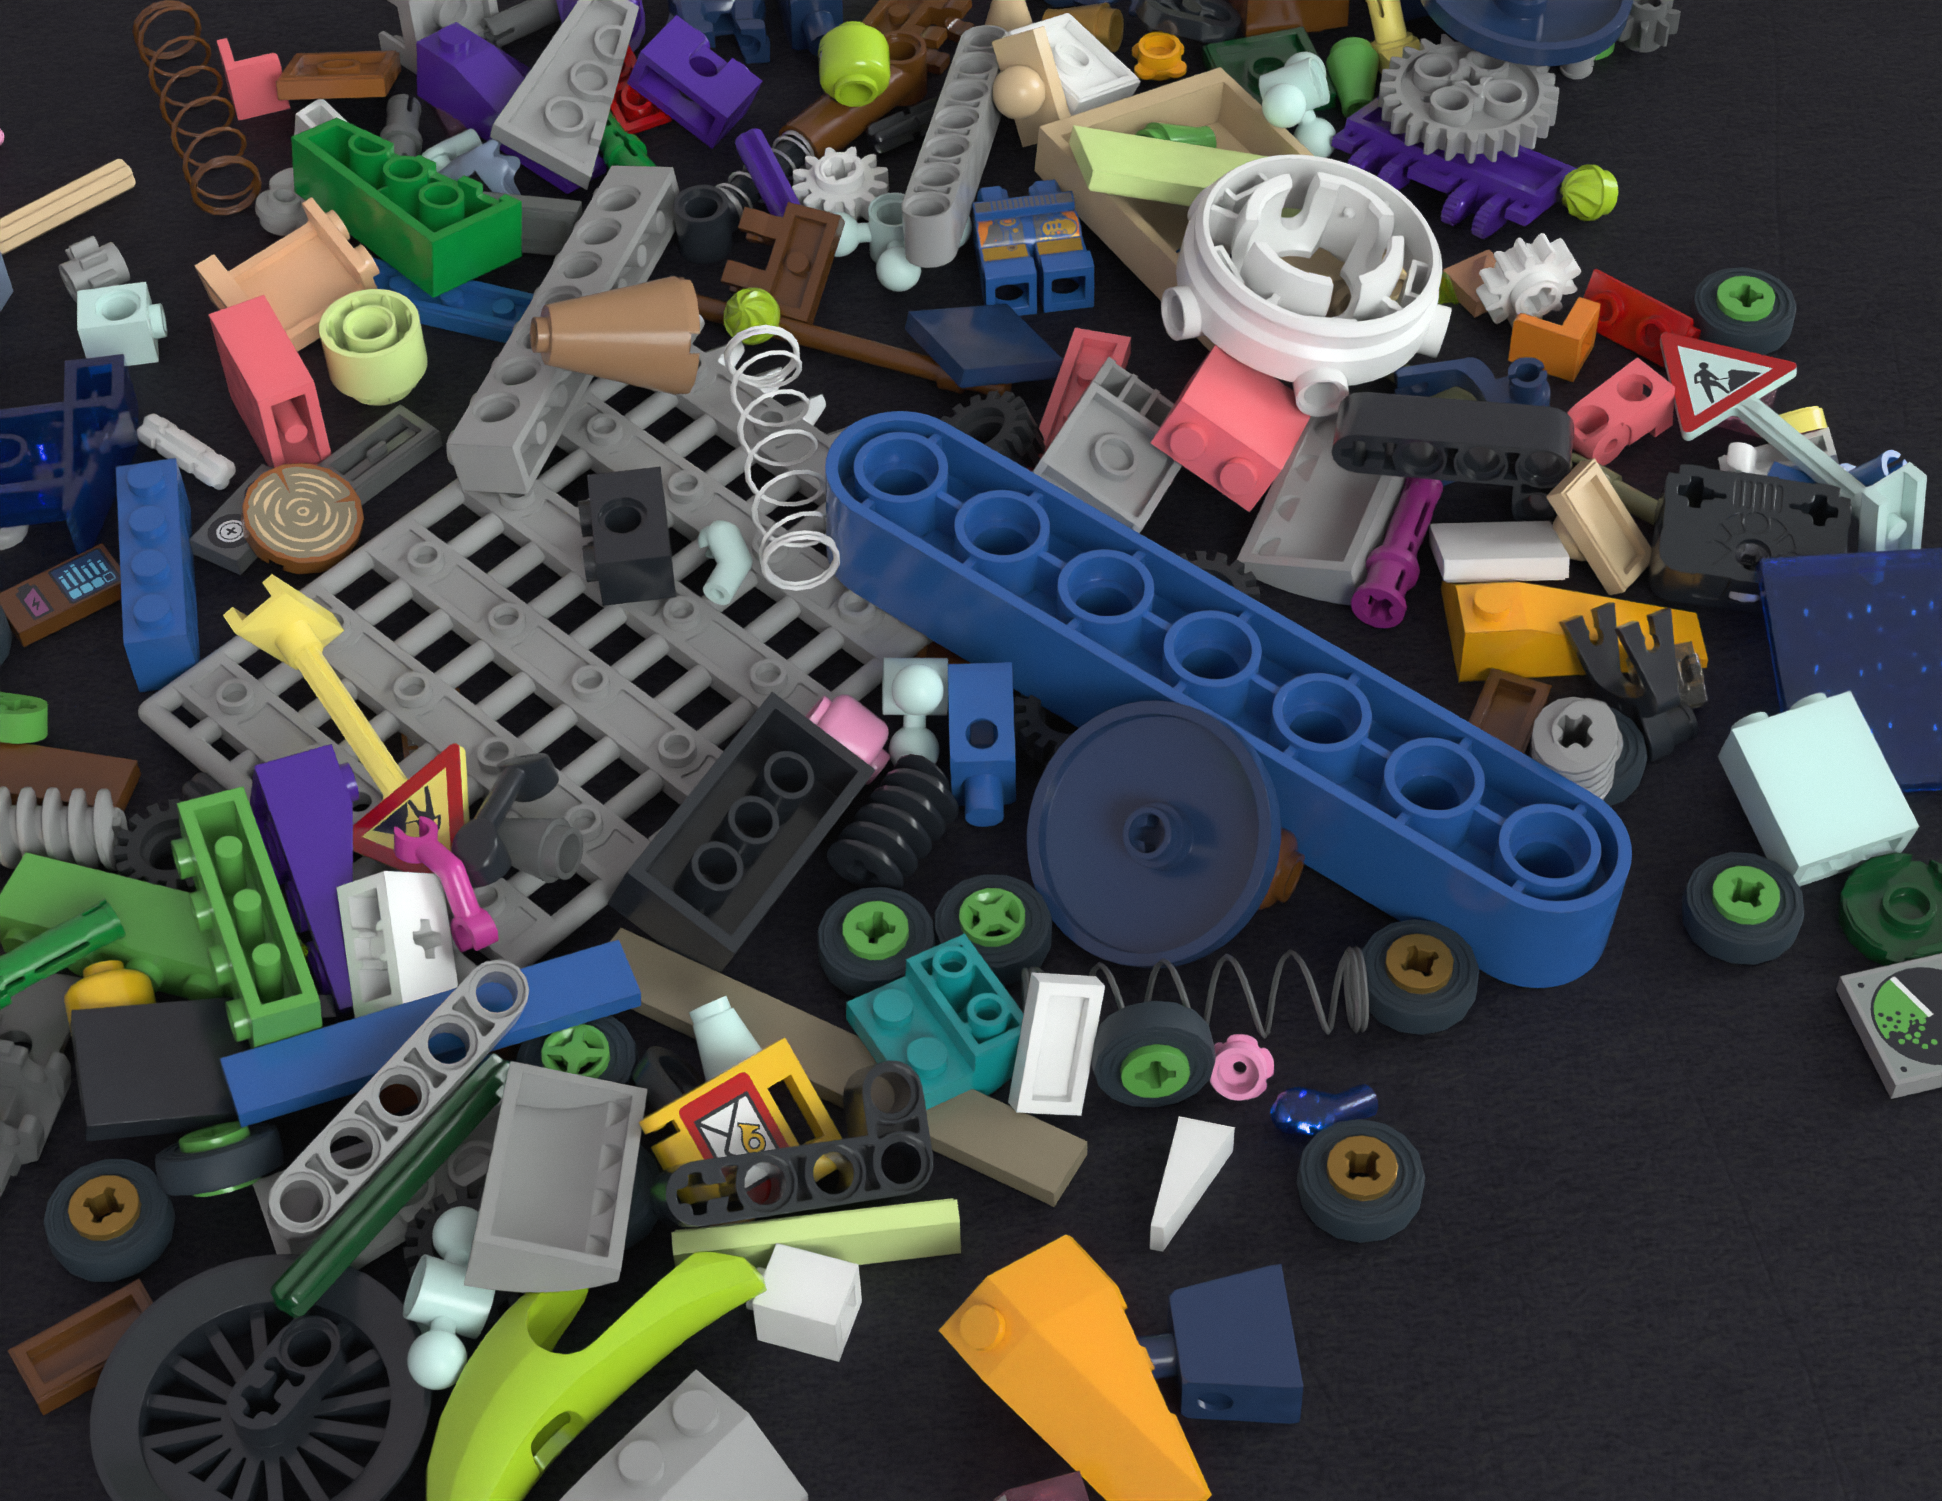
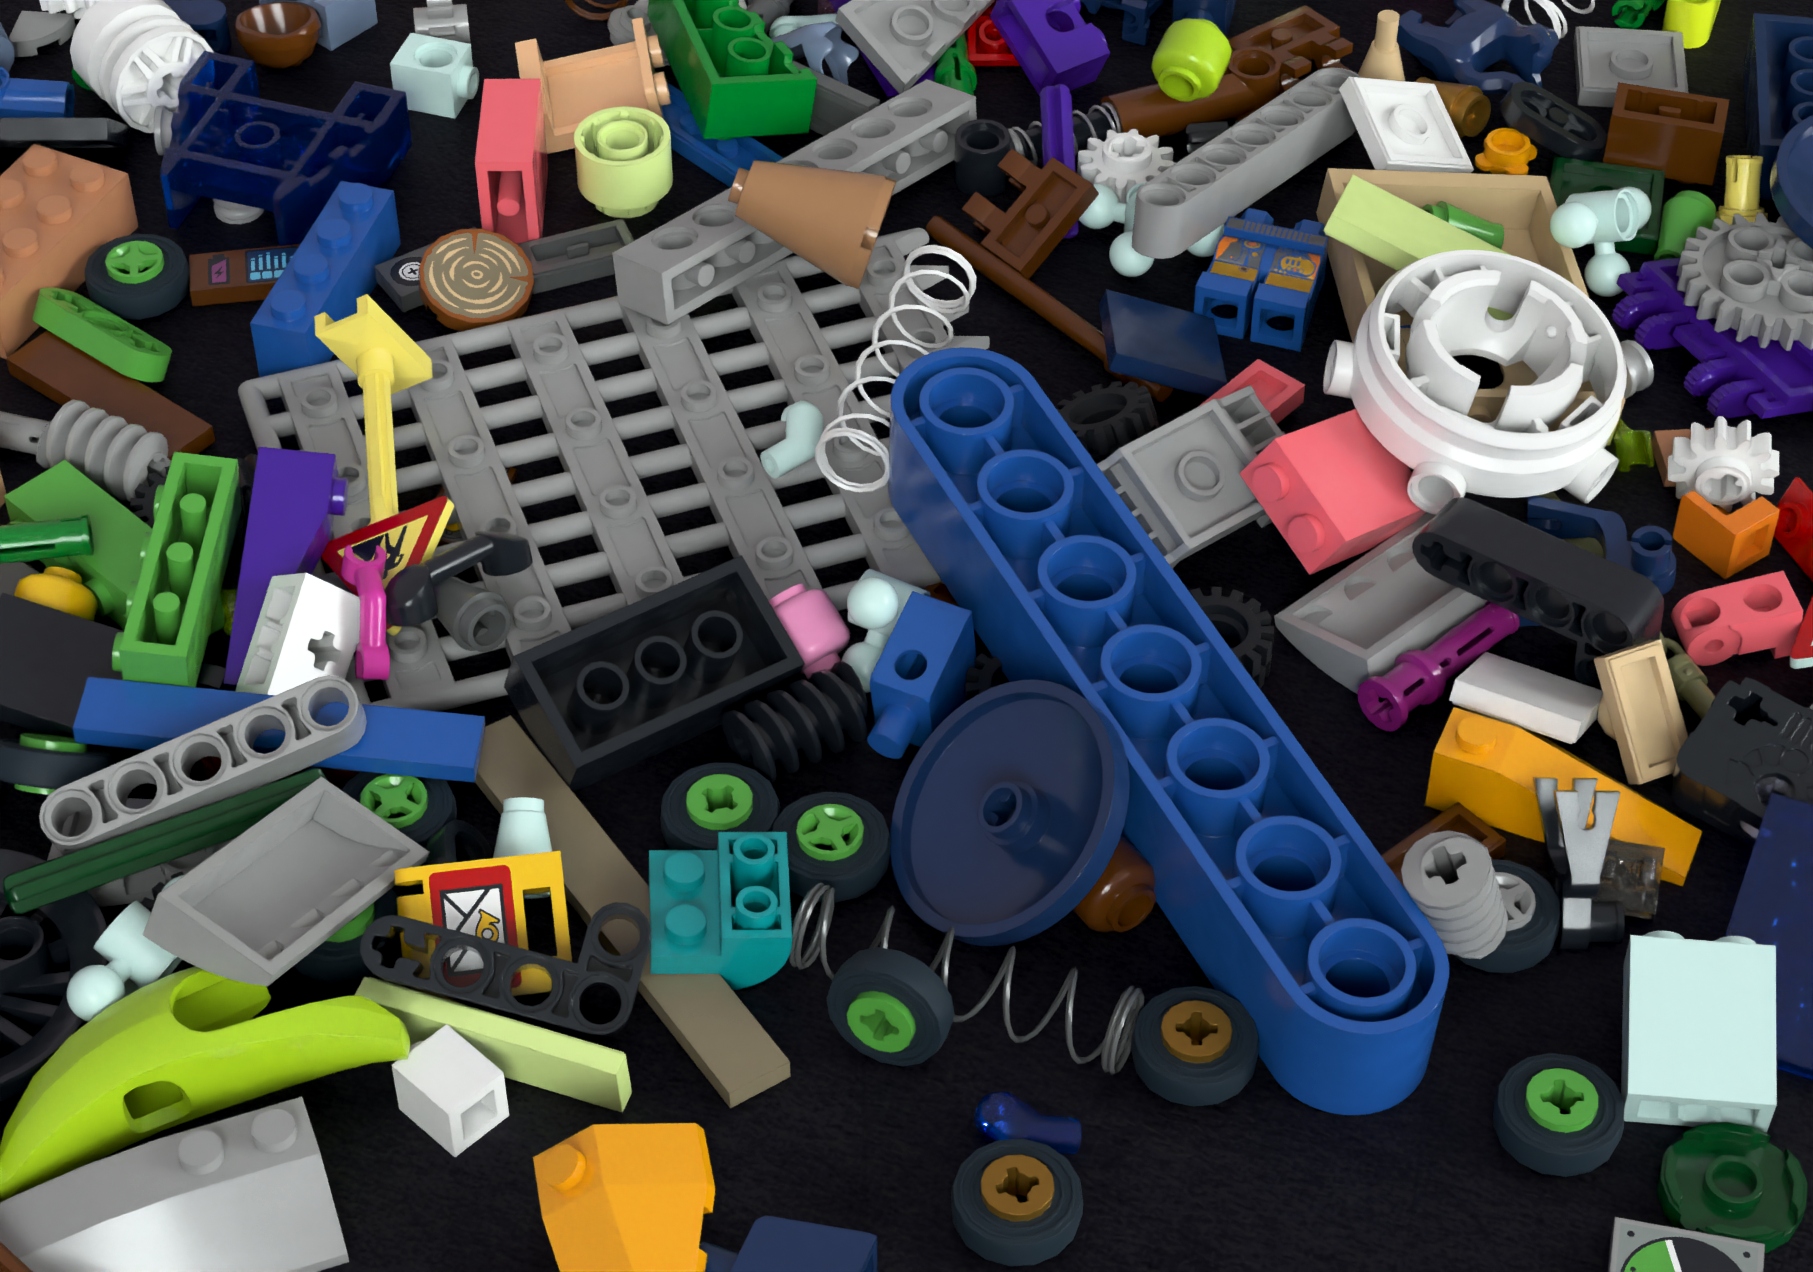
camera: 25 degrees right, 5 degrees down
(190, 453) = (422, 196): white axle -> none
(629, 536) = (722, 387): black brick -> none
(750, 309) = (975, 243): lime plate -> none
(1028, 83) = (1349, 127): tan tile -> none
(1056, 1044) = (804, 959): white tile -> none
(1192, 1164) = (866, 1126): white piece -> none
(1244, 1084) = (955, 1060): bright pink plate -> none

